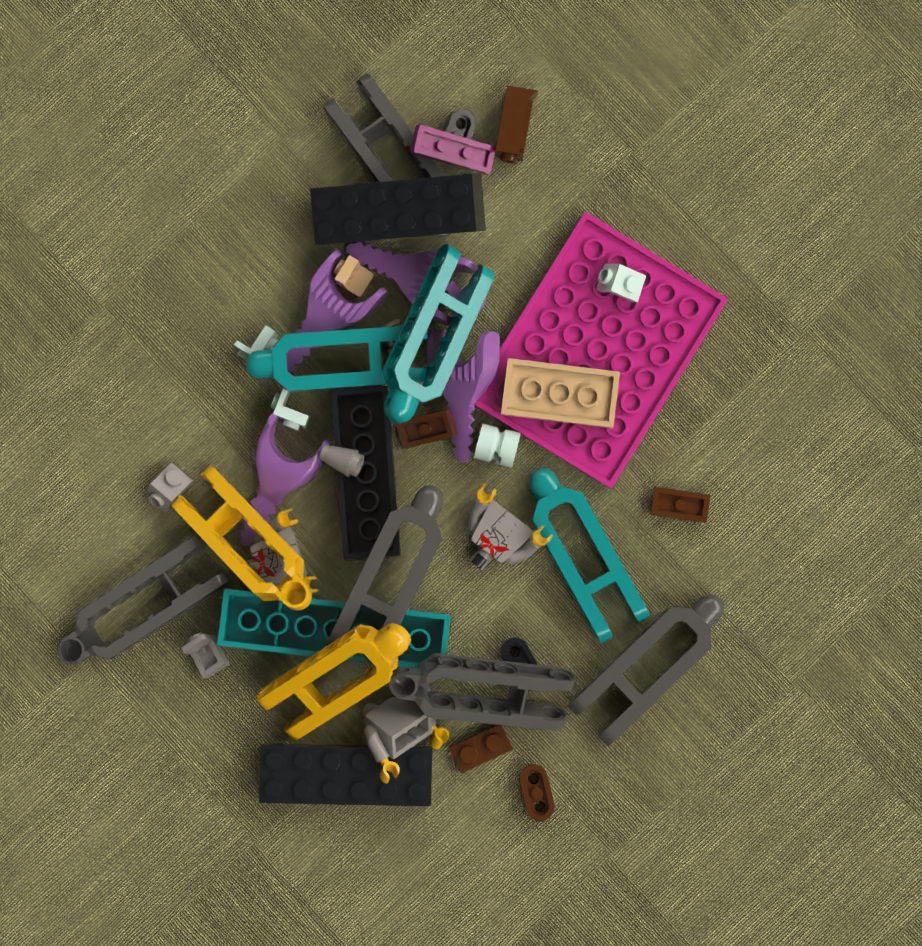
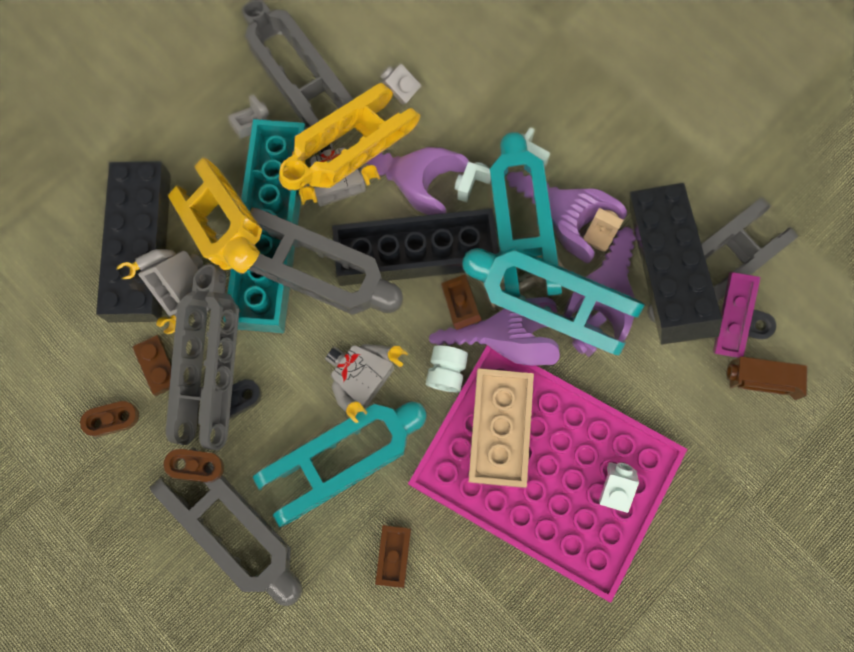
camera: 85 degrees right, 10 degrees down
(342, 459) = (425, 219): light grey cone -> none
(591, 696) = (195, 465): none -> reddish brown plate

